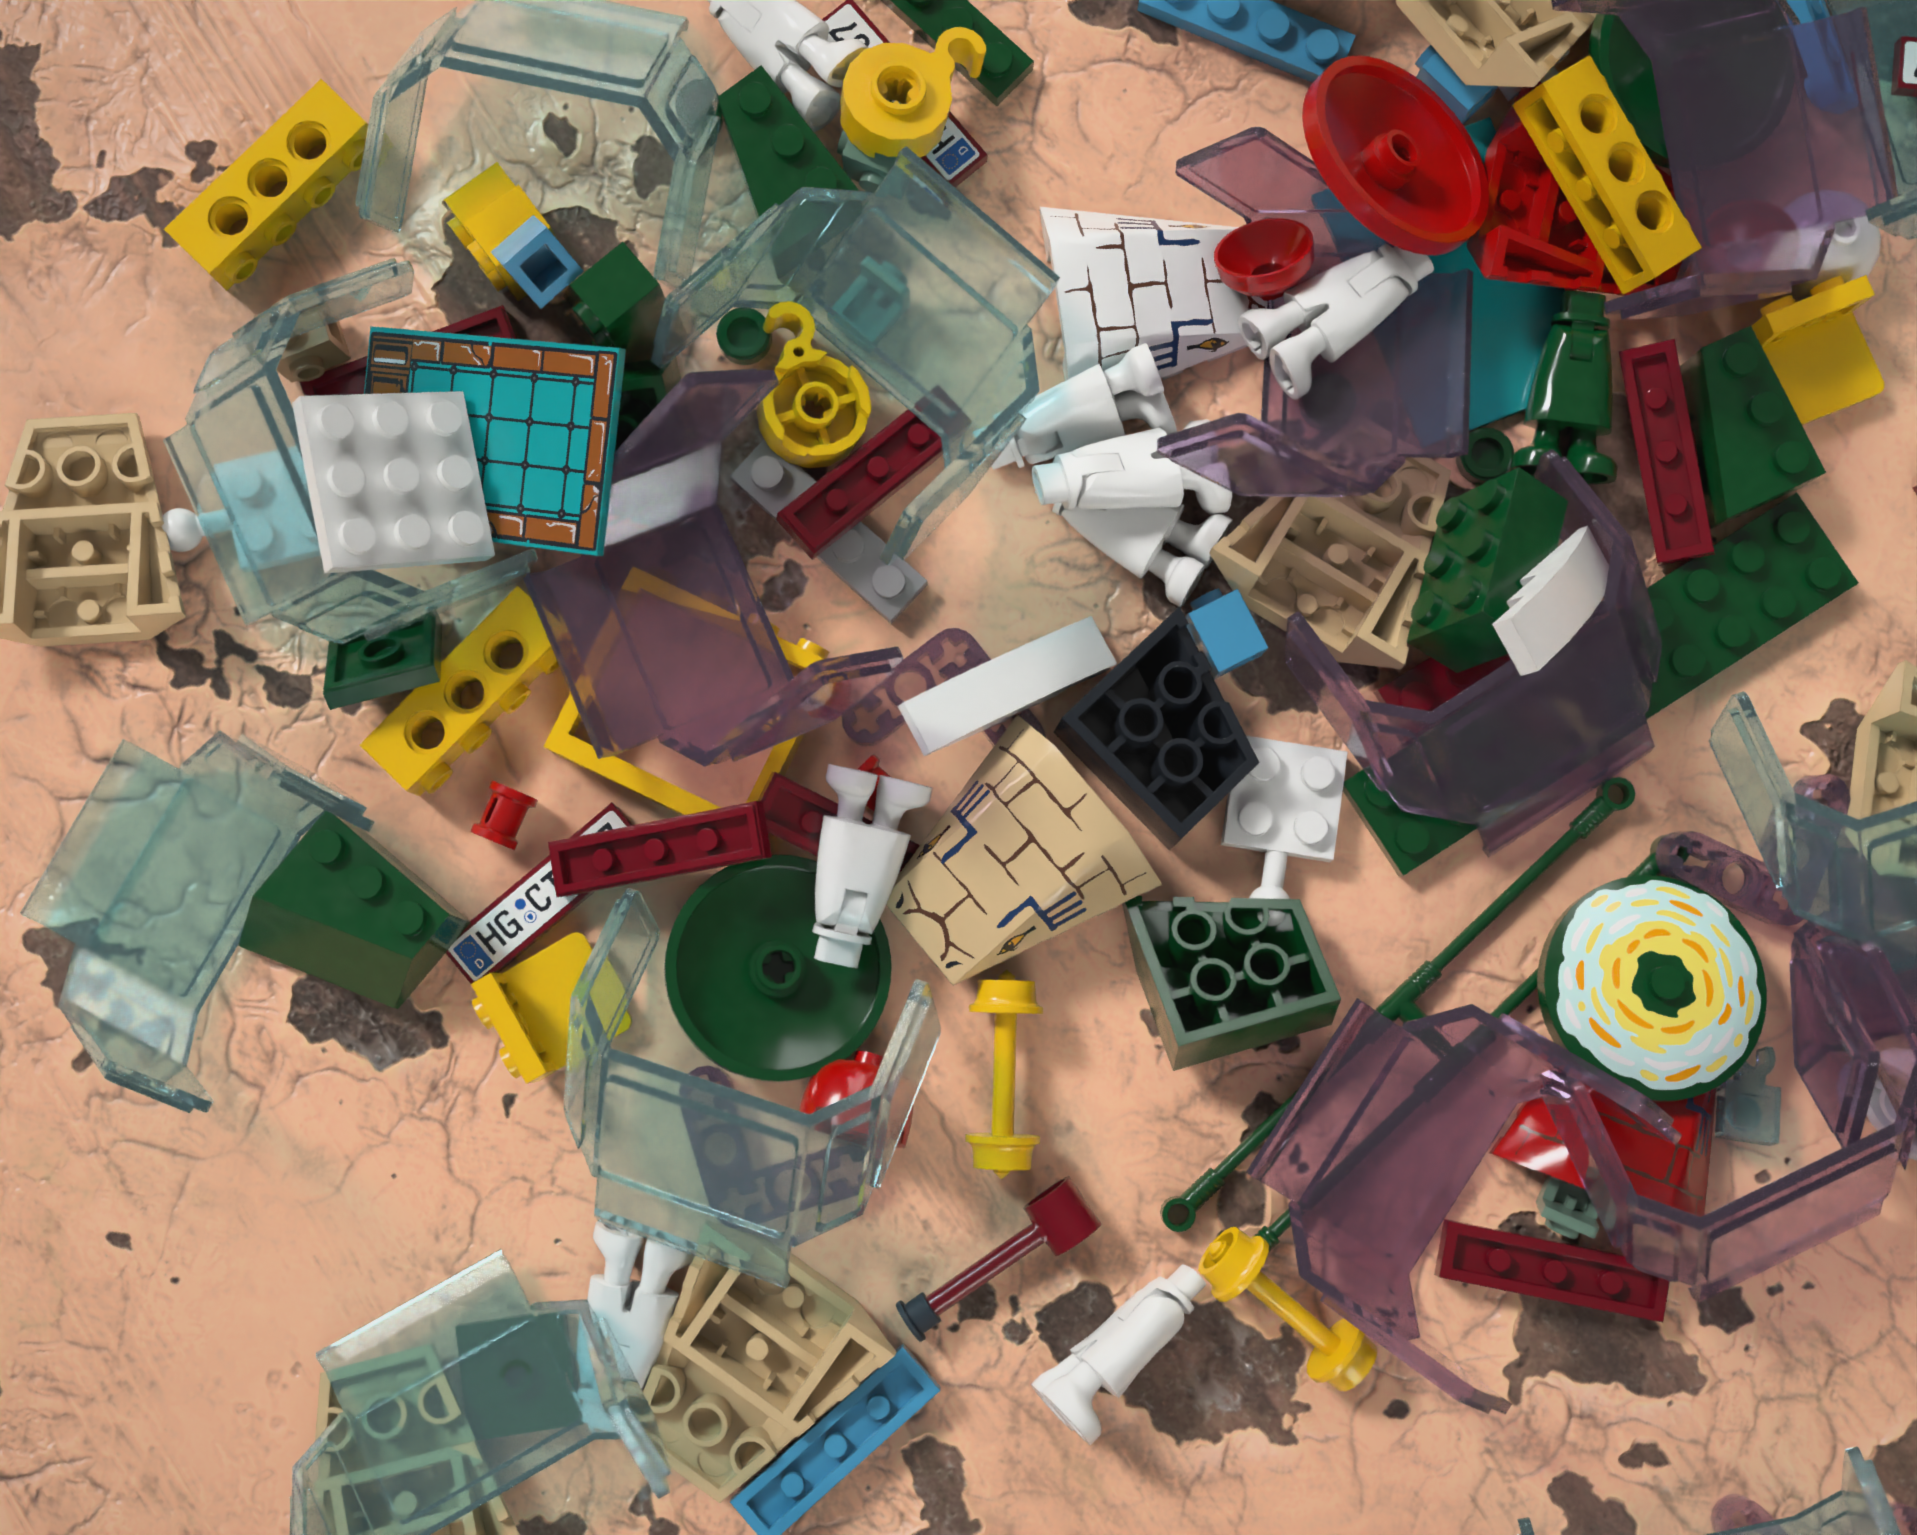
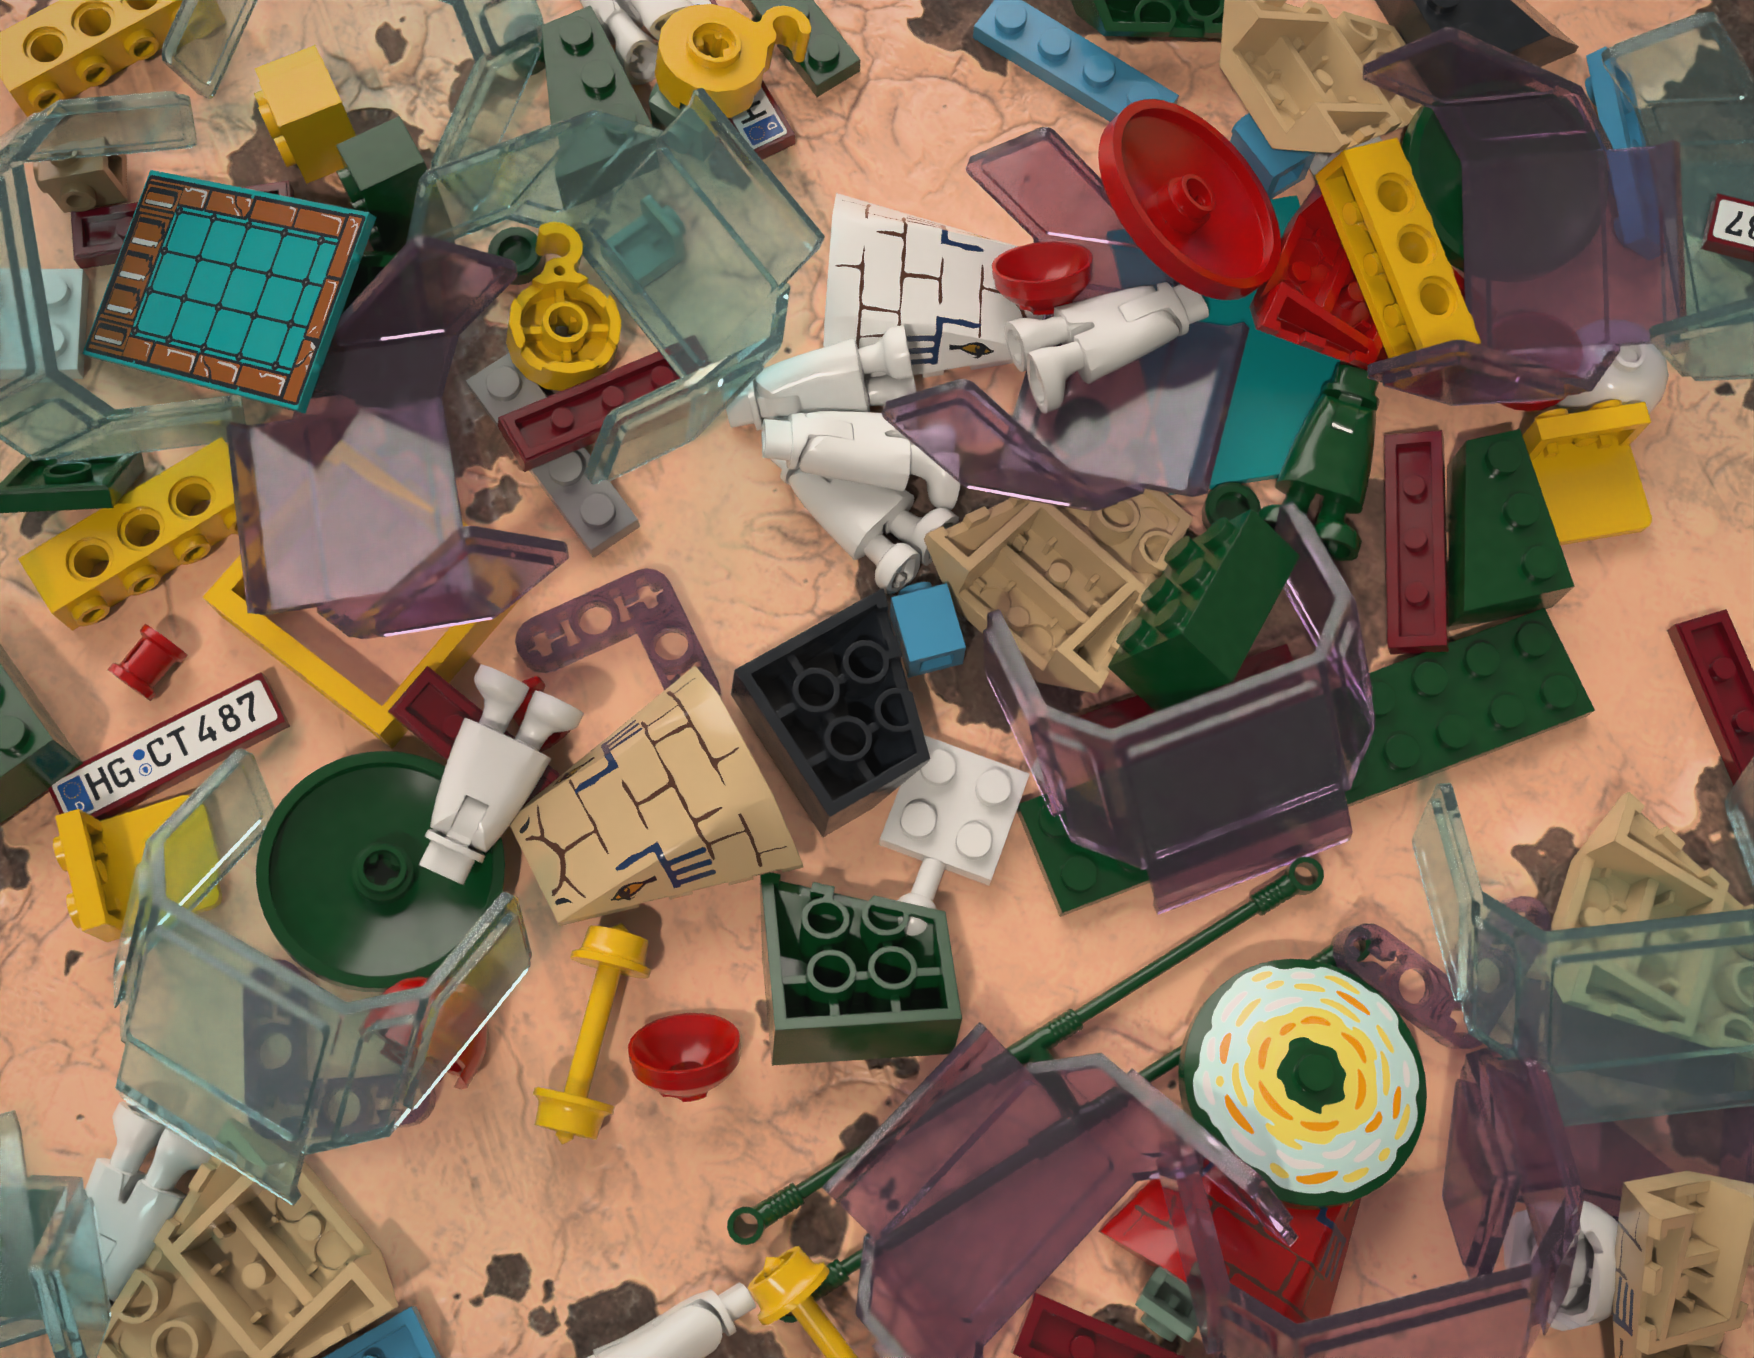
camera: 10 degrees right, 10 degrees down
(392, 480) = (114, 298): white plate -> none
(537, 261) = (313, 123): dark azure brick -> none
(660, 849) = (291, 721): dark red tile -> none
(1006, 685) = (685, 631): white slope -> none
(1057, 1217) = (613, 1203): dark red piece -> none
(1091, 1065) = (685, 1054): none -> red piece
(1553, 602) = (1255, 639): white slope -> none
(1748, 1107) = (1386, 1236): clear light blue plate -> none

